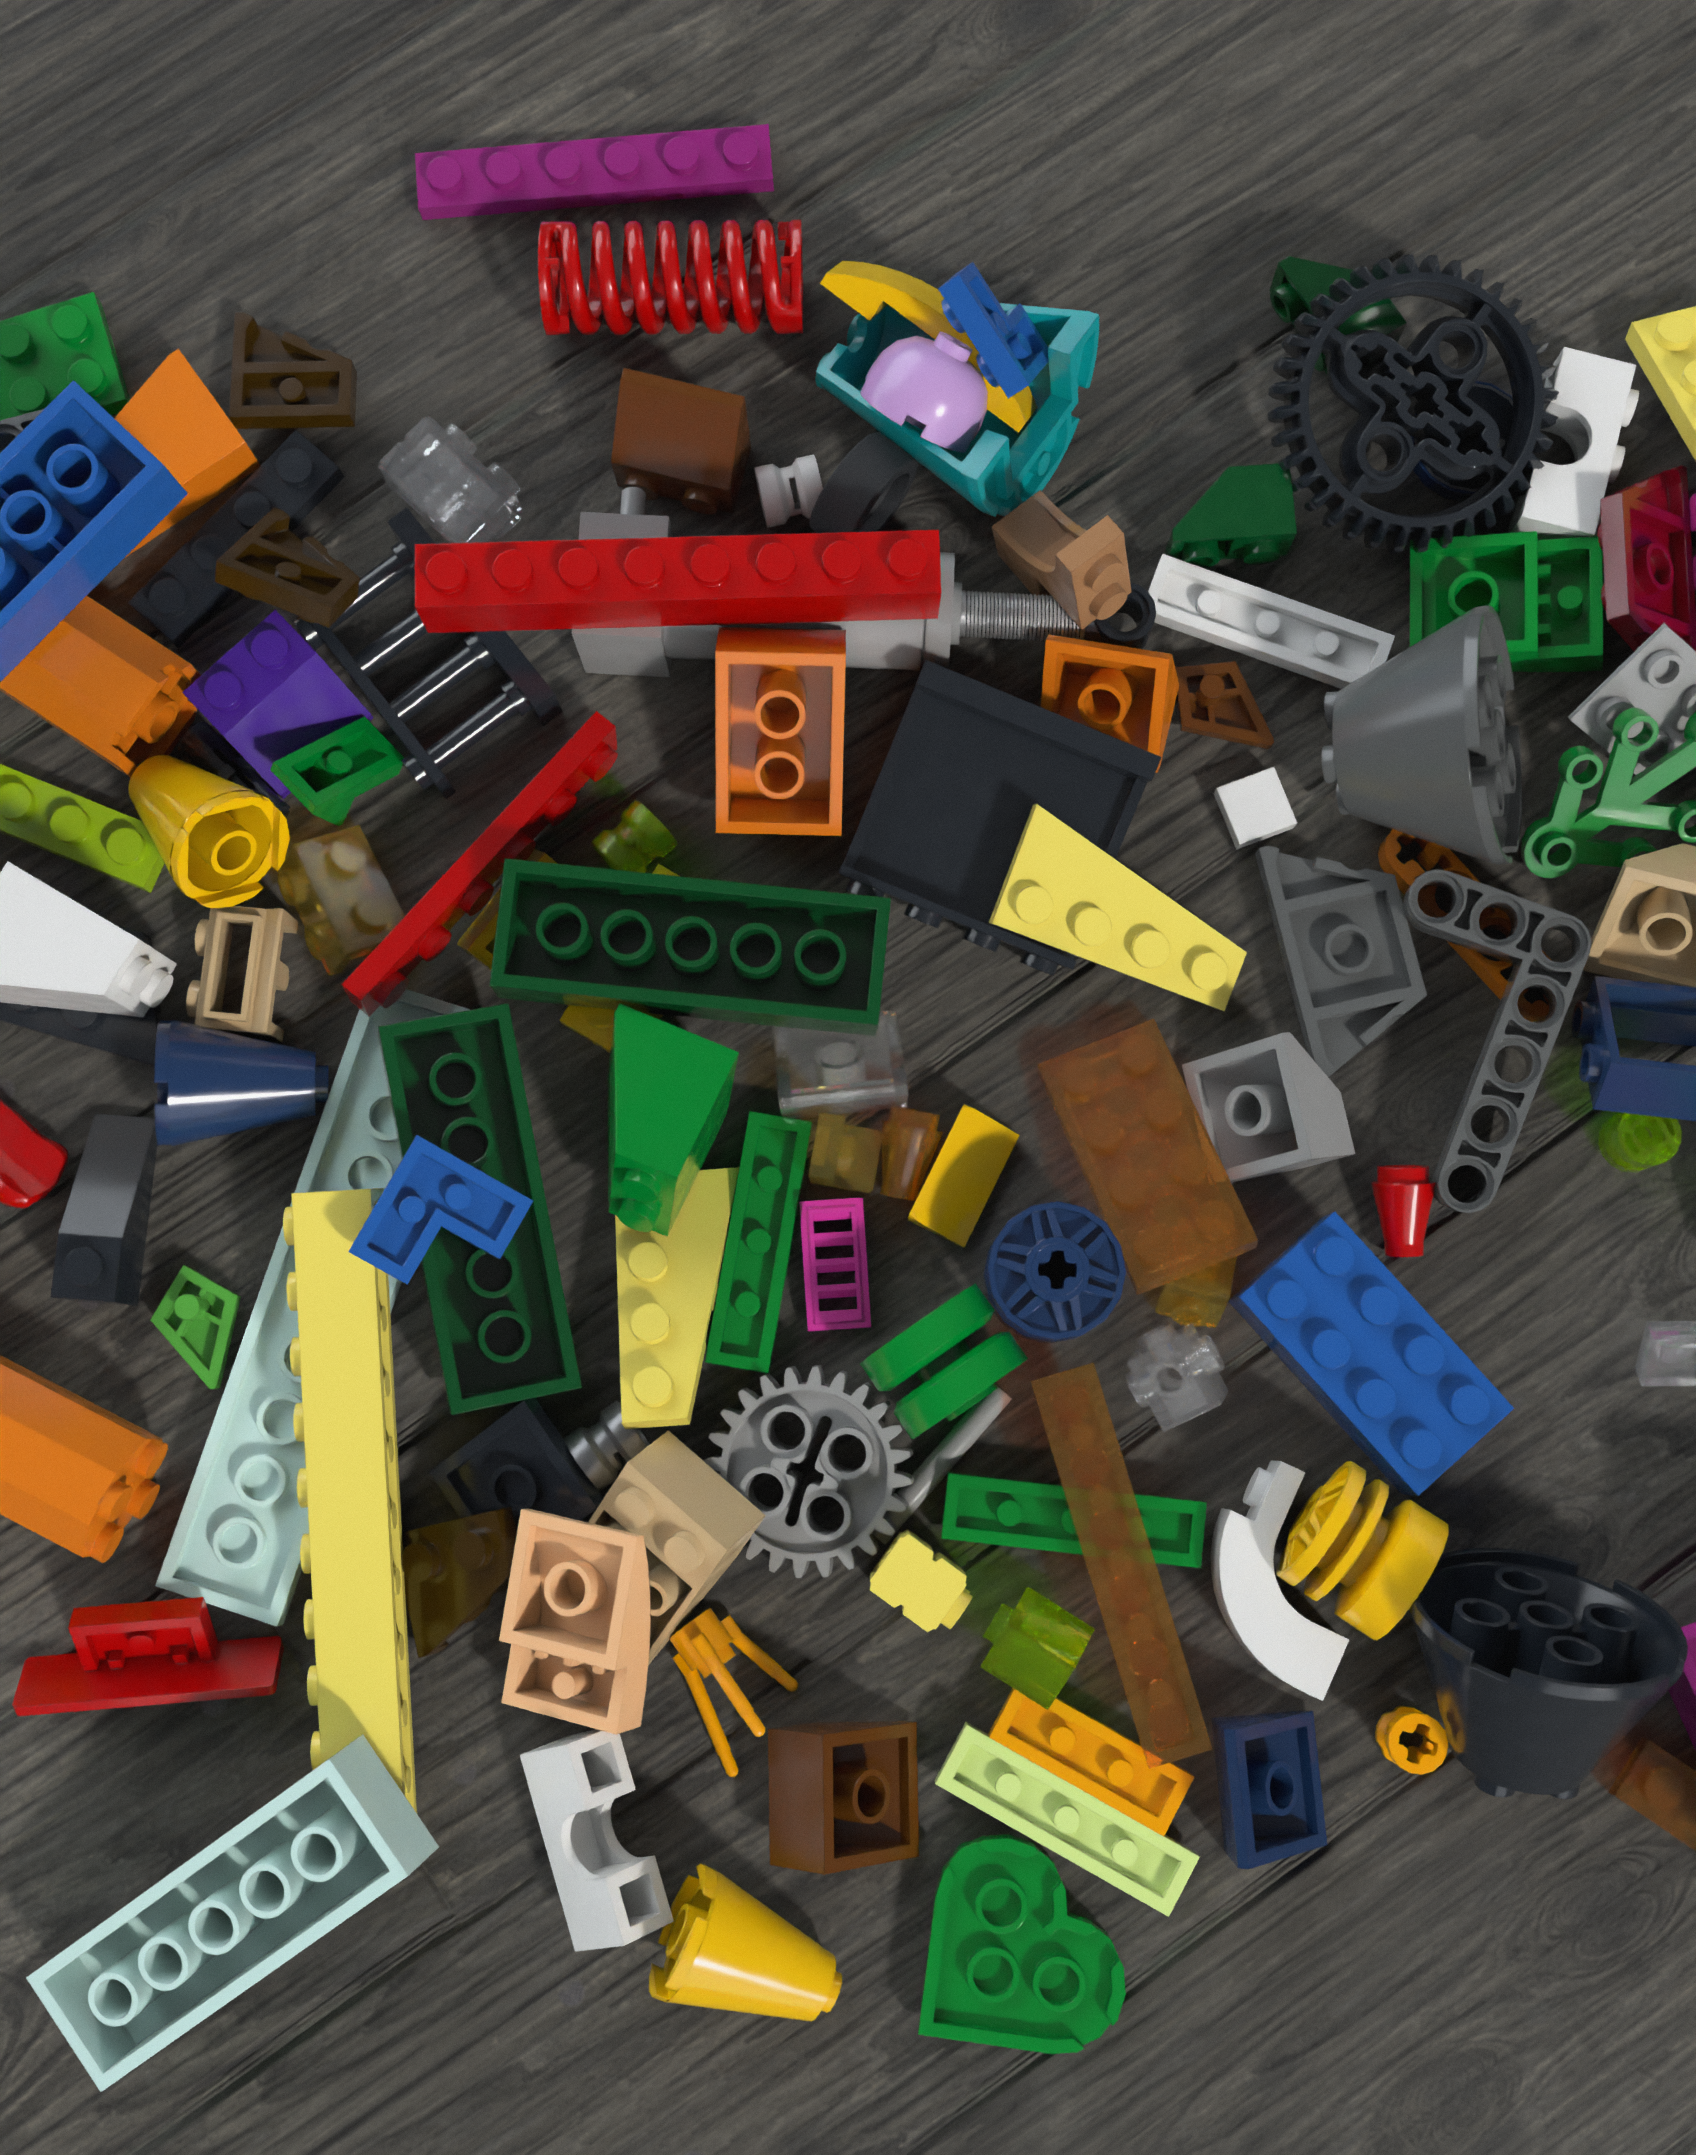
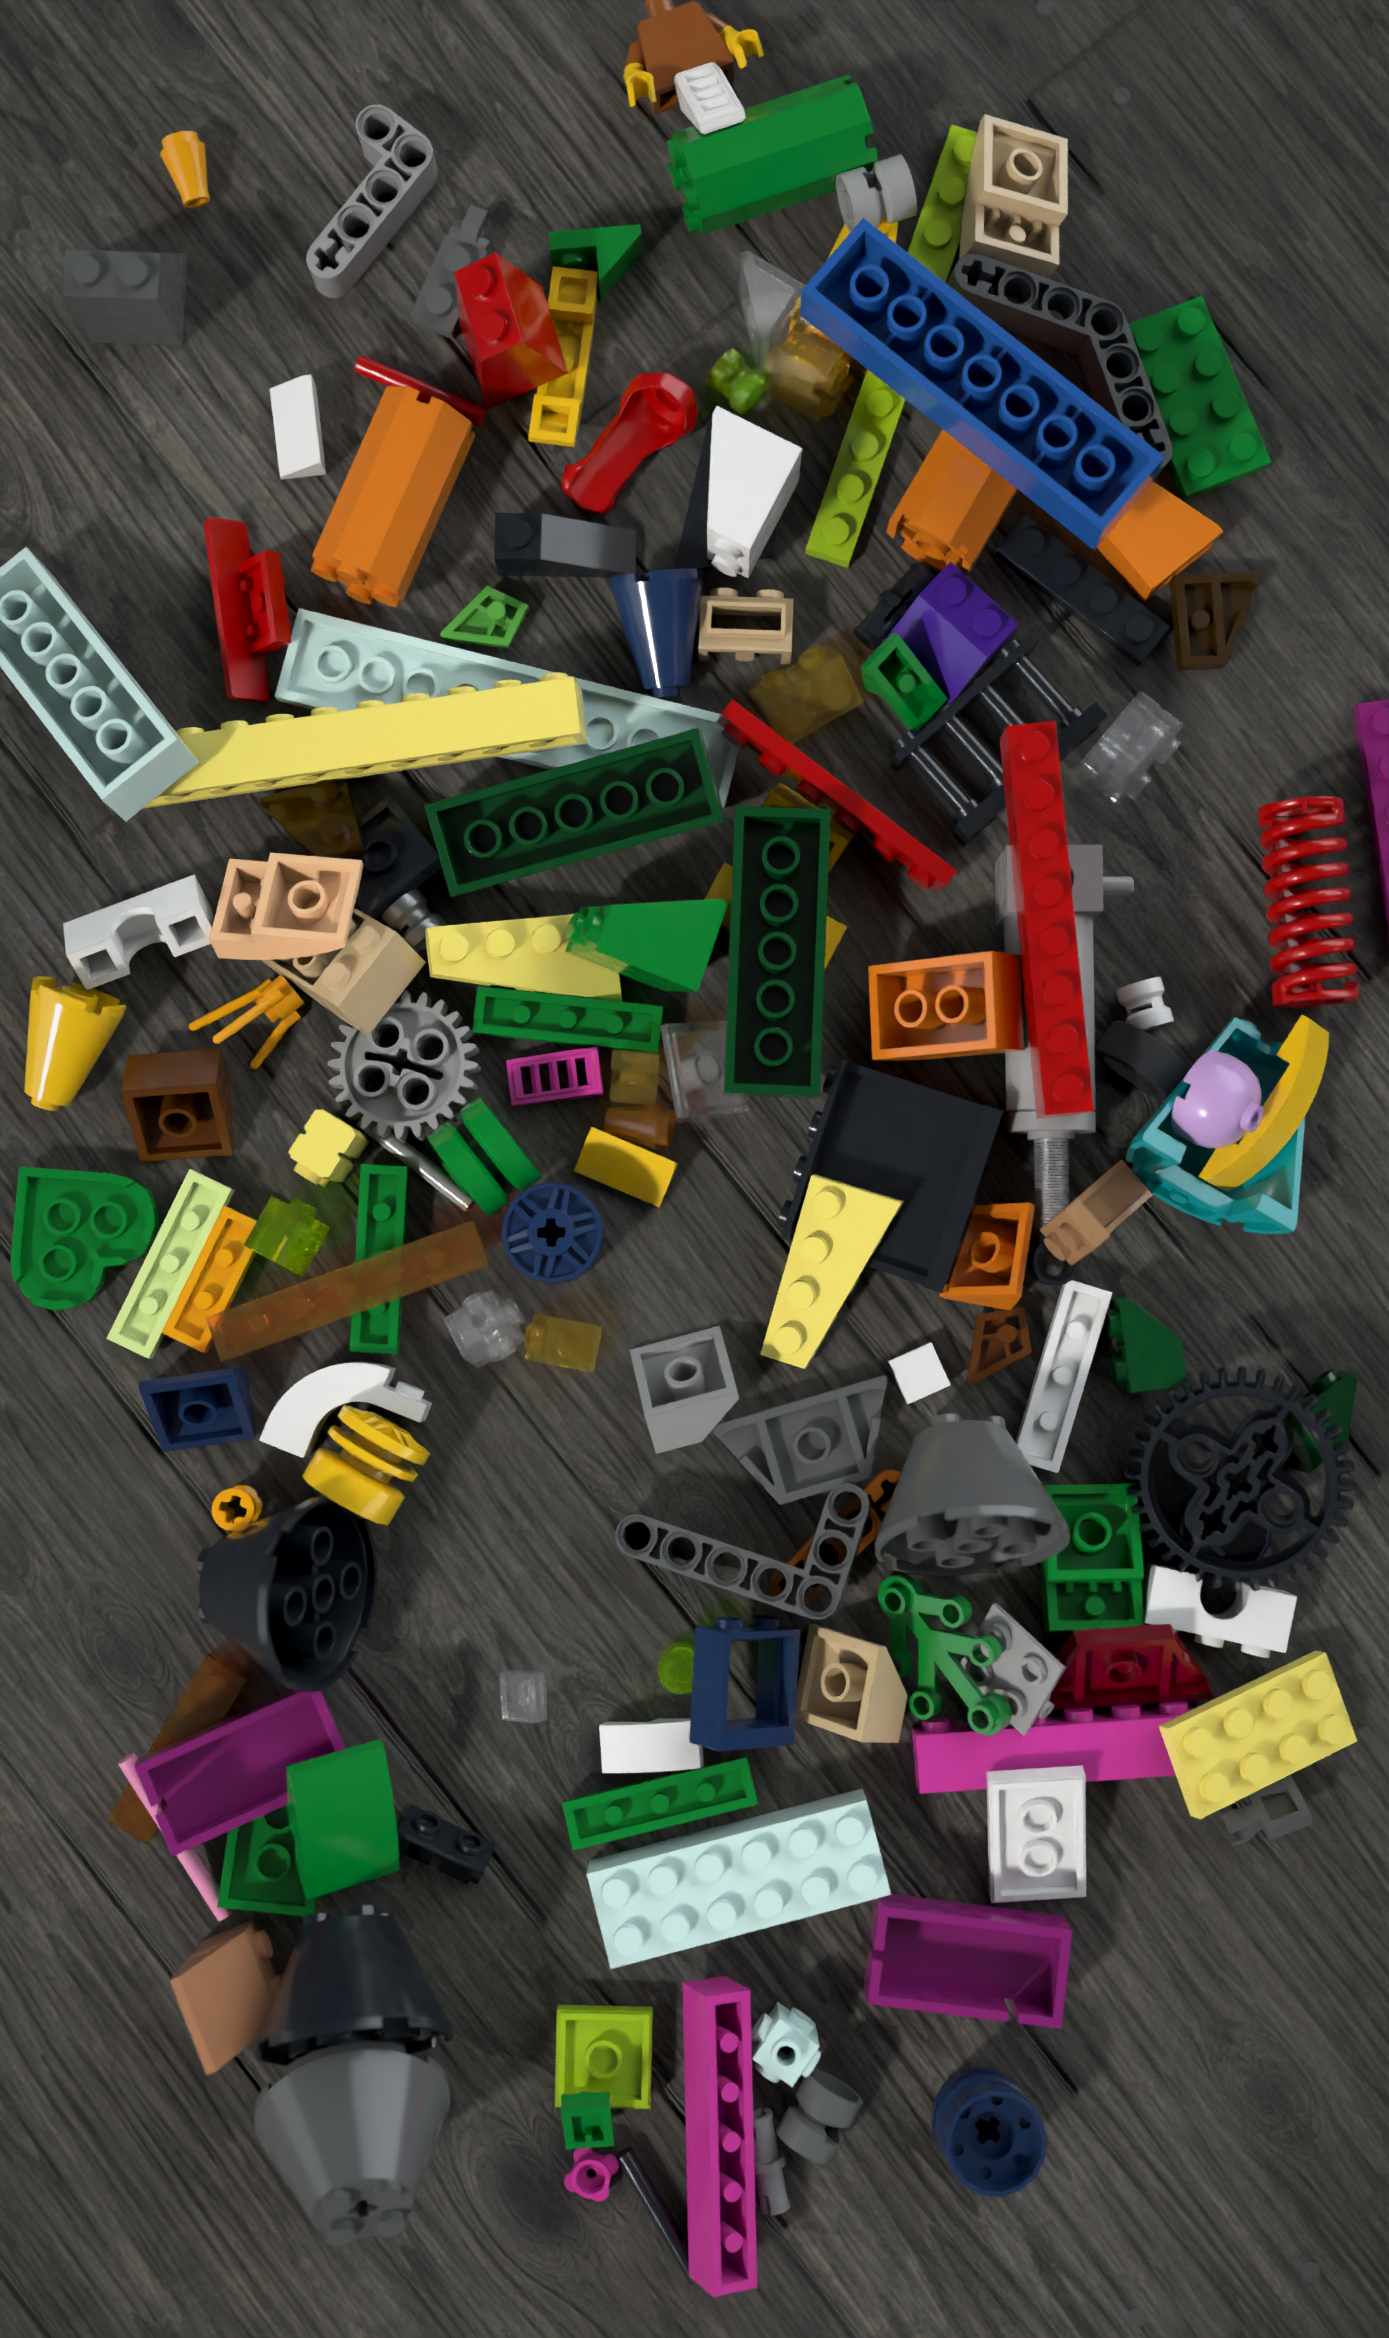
camera: 85 degrees right, 5 degrees up
(208, 830) = (846, 589): yellow cone -> none
(288, 572) = (1048, 631): dark brown wing -> none
(436, 1192) = (578, 780): blue plate -> none
(639, 829) = (860, 907): clear neon green wheel -> none
(680, 441) = (1172, 918): reddish brown slope -> none
(1006, 342) = (1259, 1157): blue plate -> none
(1147, 1156) = (646, 1299): clear orange plate -> none
(1371, 1355) = (509, 1469): blue brick -> none
(1403, 1207) = (620, 1492): red cone -> none

